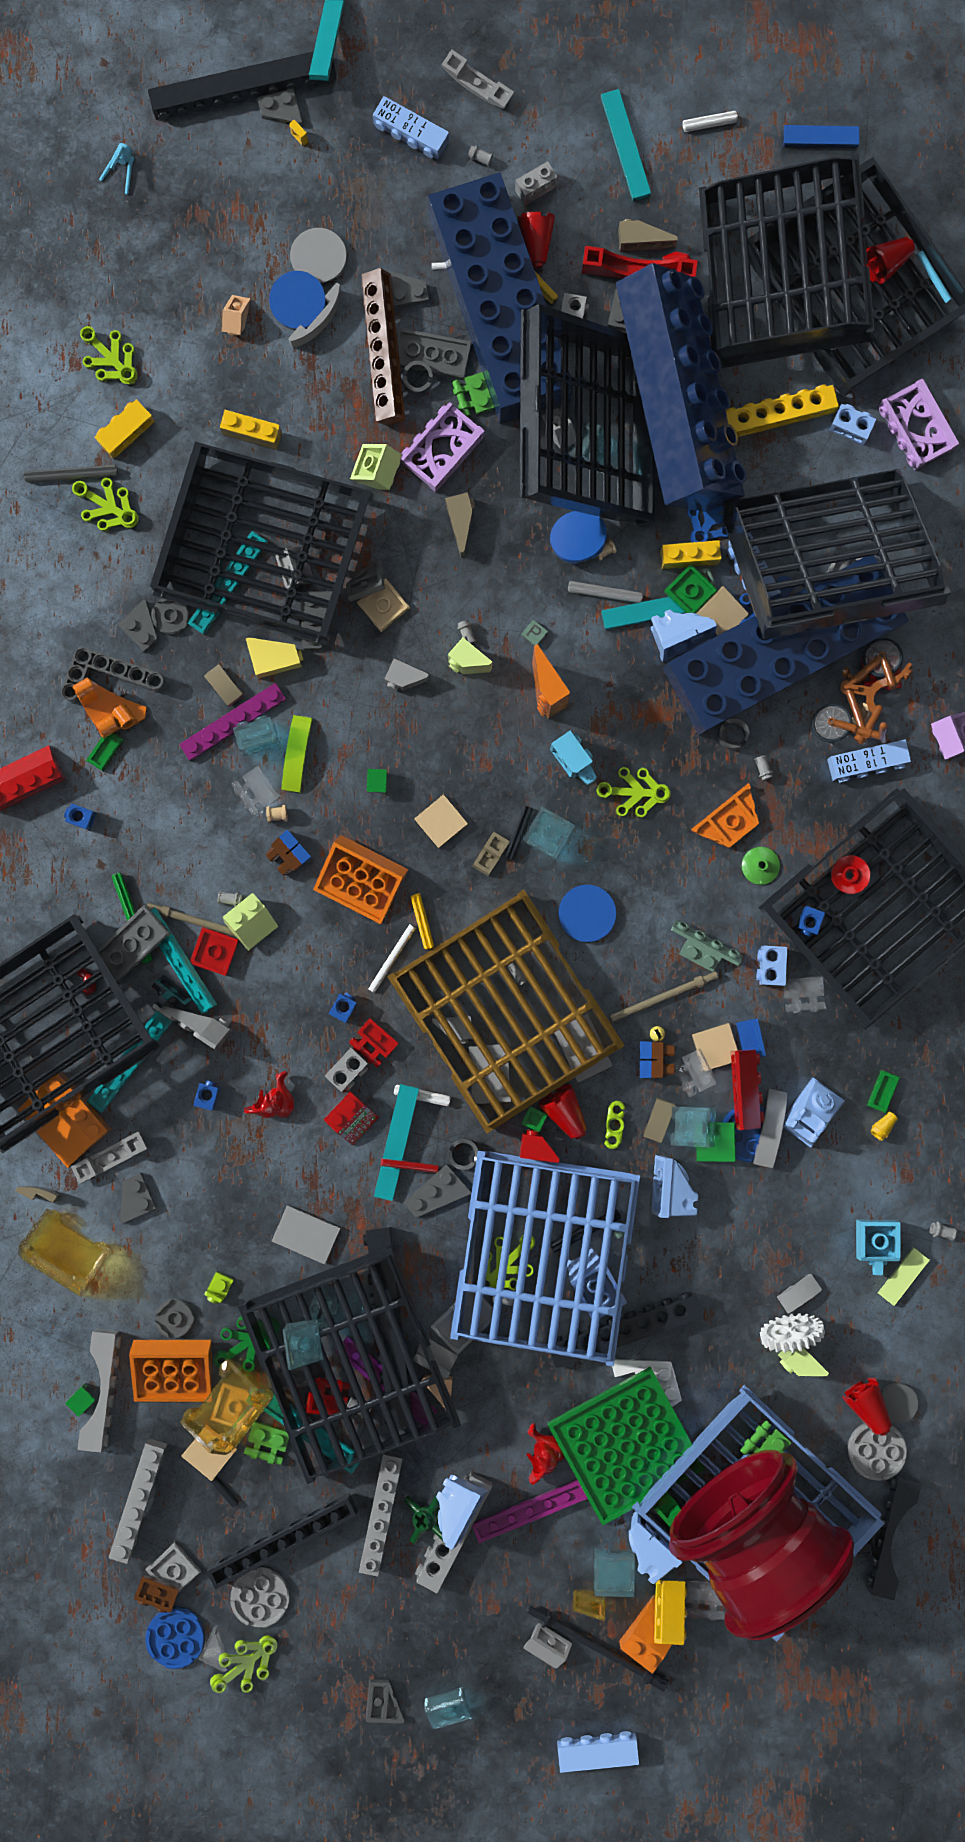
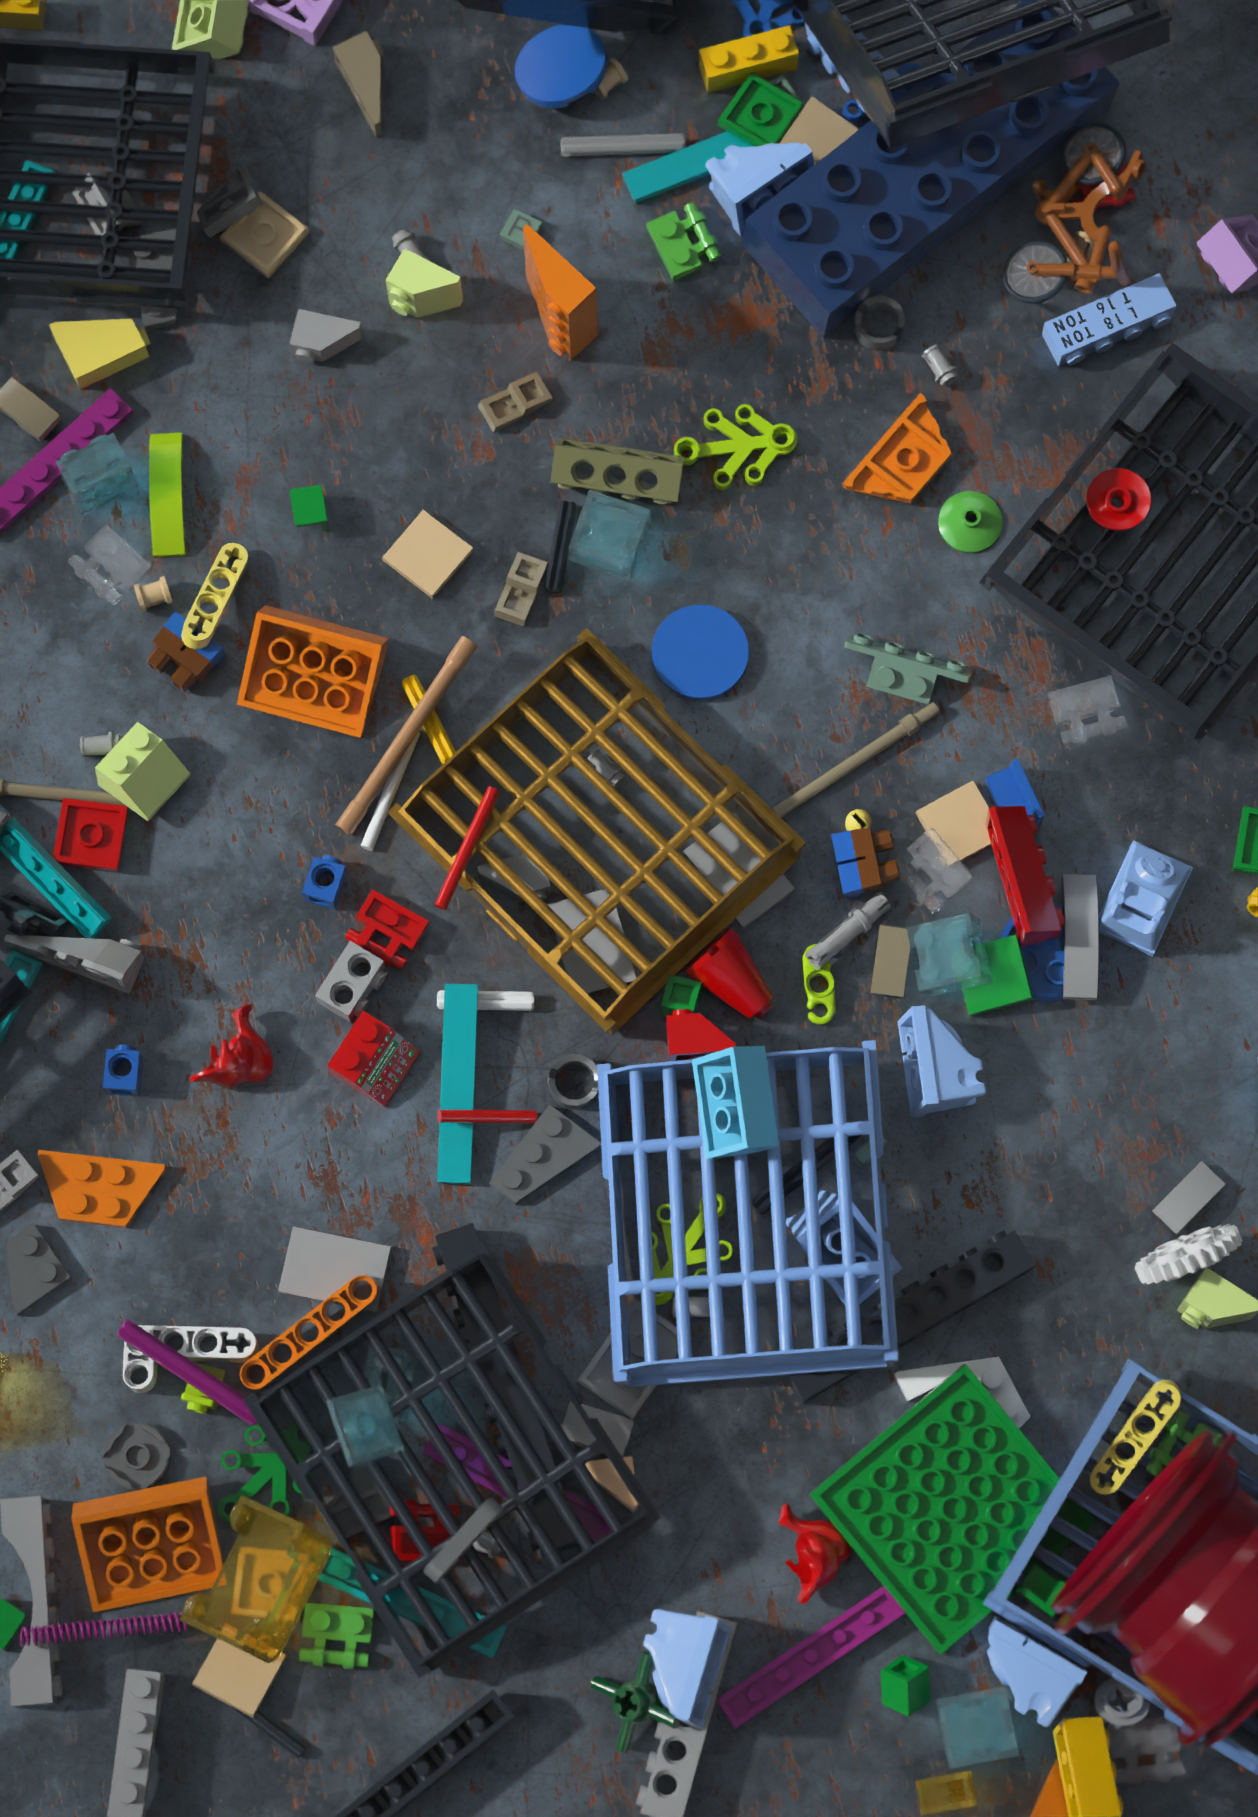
camera: 10 degrees left, 10 degrees down
(120, 1414) = (103, 1628): none -> magenta piece
(180, 1159) = (98, 1188): none -> orange wing
(208, 1278) = (185, 1369): none -> magenta axle
(216, 1266) = (191, 1349): none -> white beam
(278, 1277) = (294, 1338): none -> orange beam
(312, 824) = (214, 595): none -> light yellow beam
(346, 1419) = (463, 1540): none -> dark grey beam
(381, 1513) = (555, 1710): light grey brick -> none
(427, 1011) = (467, 848): none -> red bar
(443, 894) = (359, 806): none -> medium nougat piece
(510, 739) = (515, 403): none -> dark tan slope
(551, 1199) = (735, 1102): none -> medium azure slope
(571, 792) = (634, 462): none -> olive brick
(573, 757) = (624, 405): medium azure hinge -> none
(579, 1538) = (905, 1685): none -> green panel
(623, 660) = (674, 245): none -> bright green plate
(641, 1096) = (857, 922): none -> light grey pin
(691, 1580) = (1106, 1700): none -> light grey gear
(736, 1432) = (1132, 1435): none -> light yellow beam
(777, 966) = (1031, 673): light blue brick -> none
(816, 915) = (1072, 573): blue brick -> none

